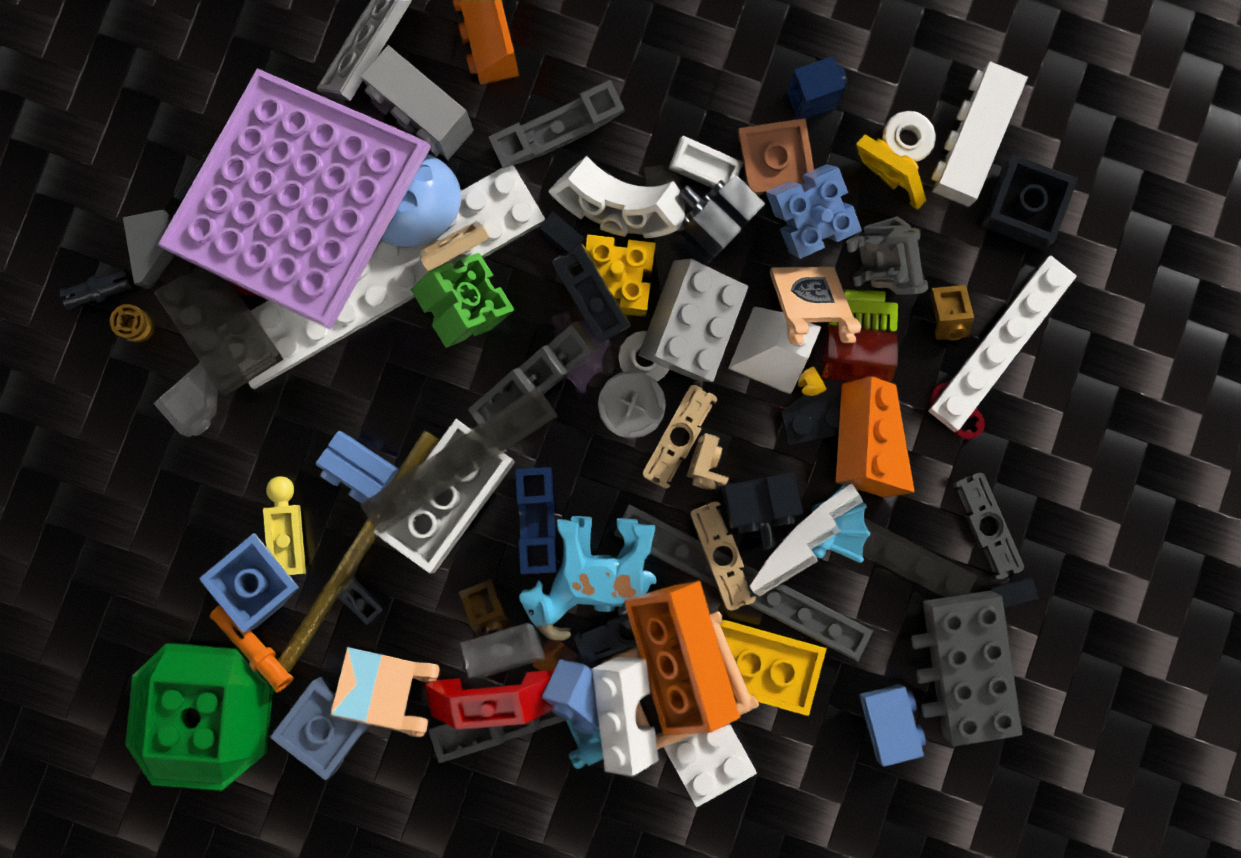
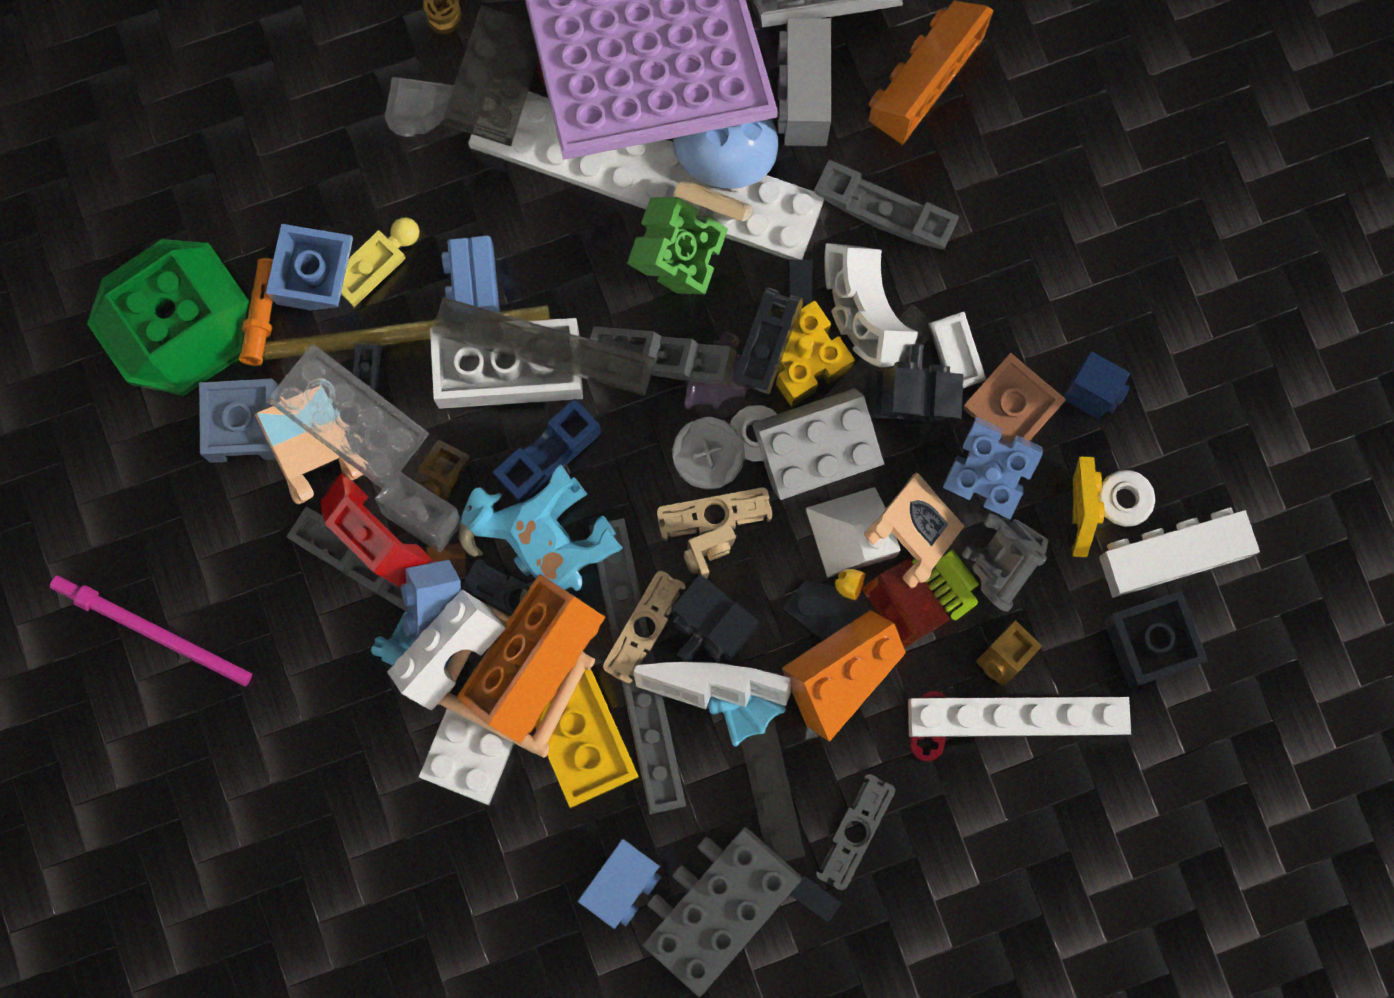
camera: 50 degrees right, 5 degrees down
(388, 646) = (347, 416): none -> clear plate

